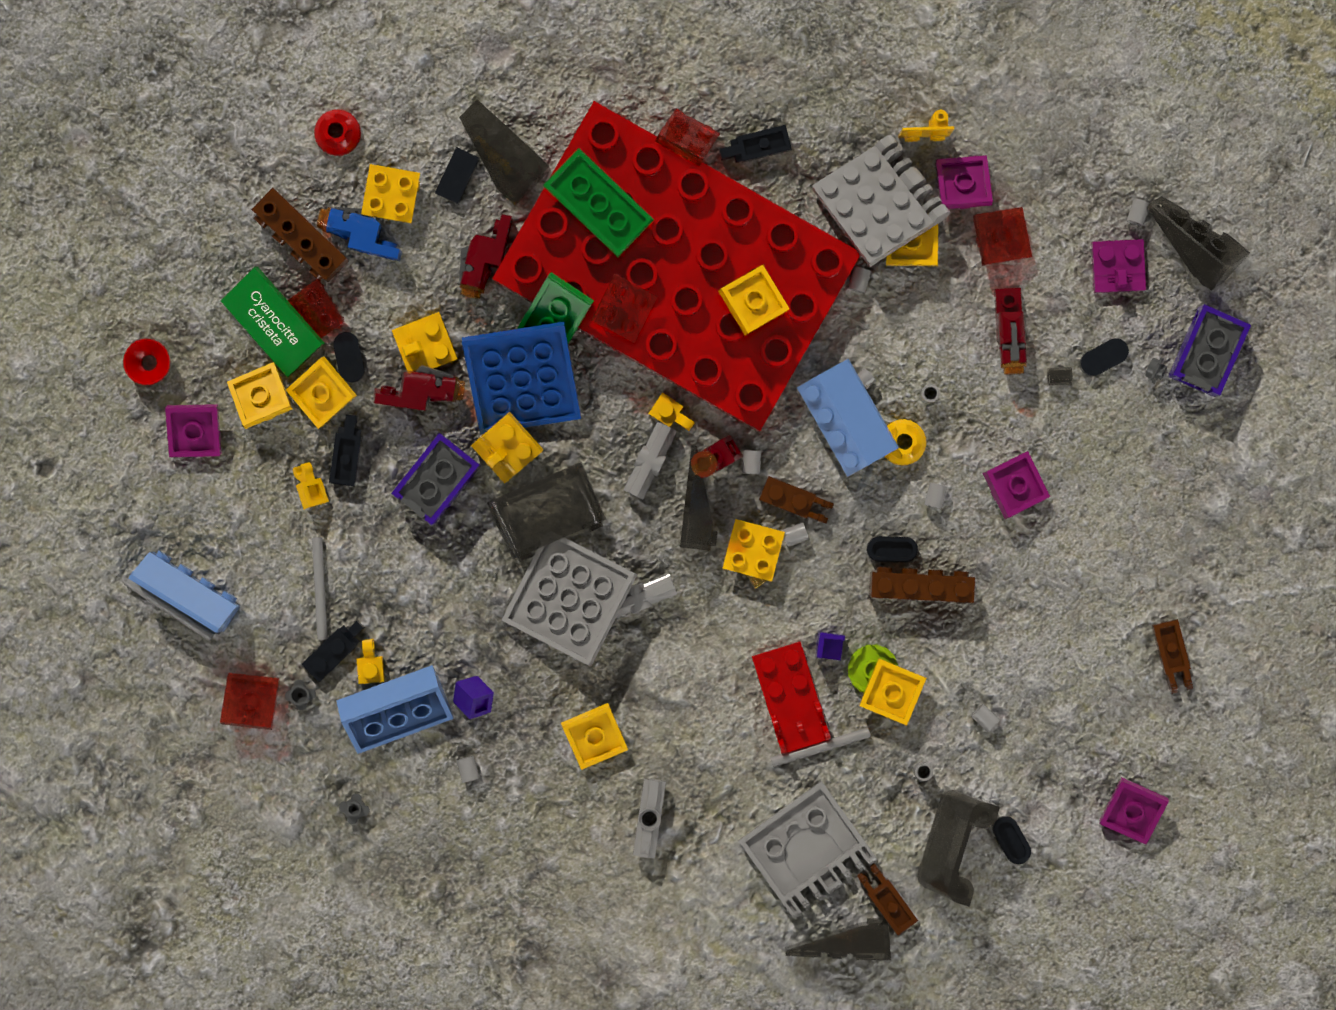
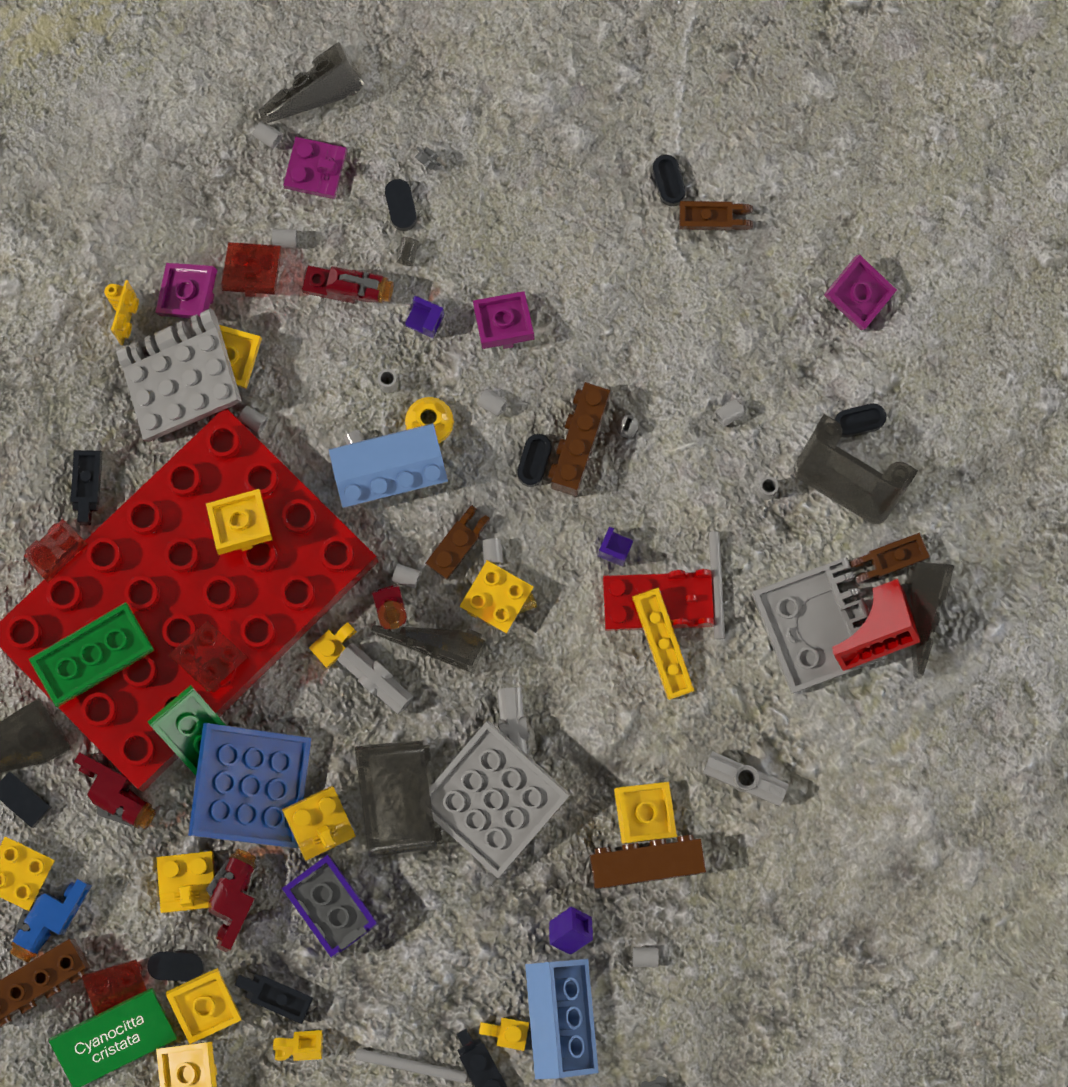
camera: 70 degrees left, 10 degrees down
(549, 749) = (647, 863): none -> reddish brown brick
(752, 712) = (663, 643): none -> yellow tile
(817, 912) = (884, 631): none -> red arch
(863, 663) = (651, 511): lime tile -> none
(892, 691) = (678, 495): yellow hinge -> none
(947, 632) = (633, 428): none -> light grey hinge
(999, 410) = (425, 317): none -> dark purple panel
(1041, 258) = (285, 238): none -> light grey hinge
(1197, 603) = (668, 180): none -> black tile
(1209, 350) = (423, 101): dark grey piece -> none

